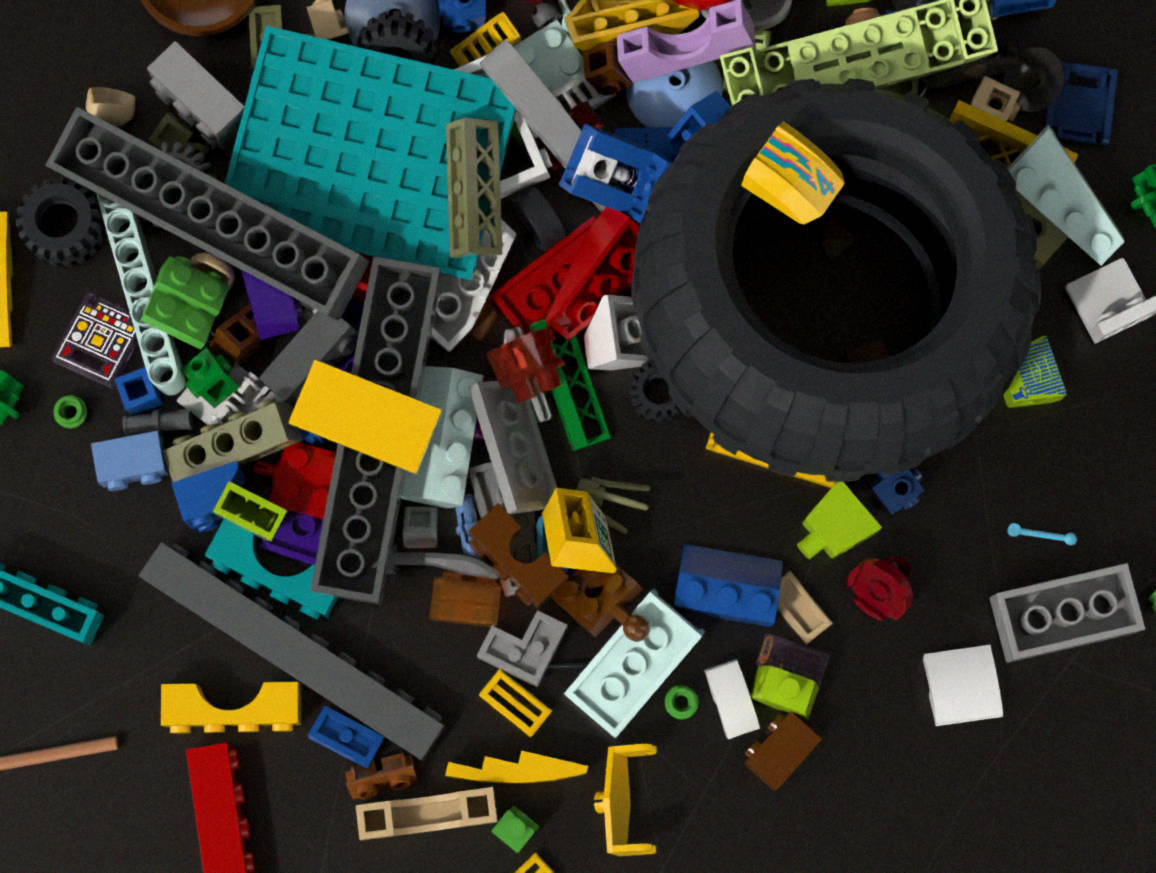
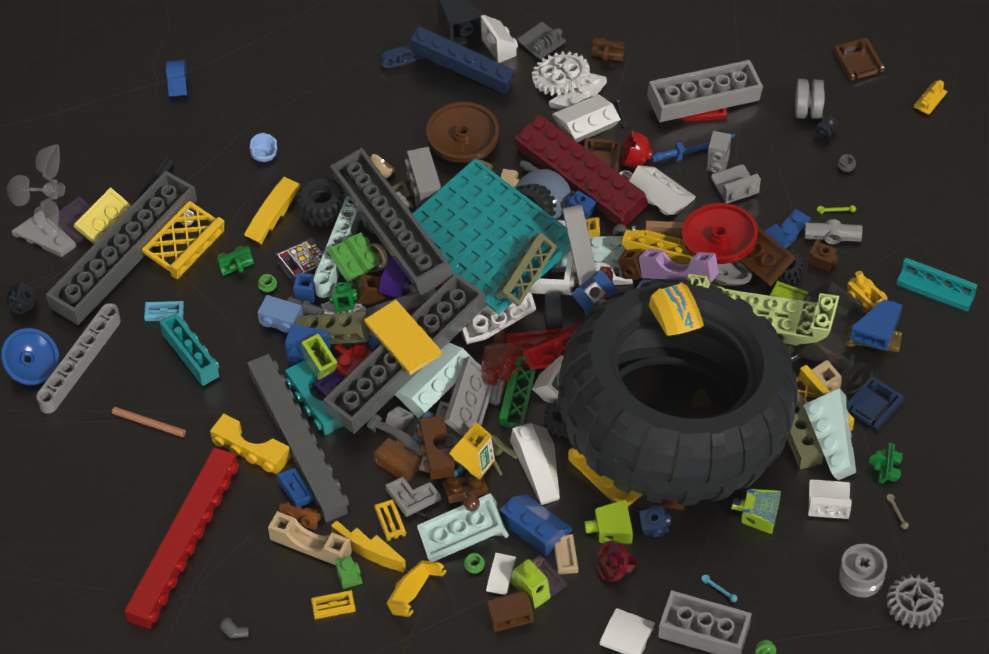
camera: 35 degrees right, 25 degrees down
(665, 477) = (537, 456): none -> white wedge

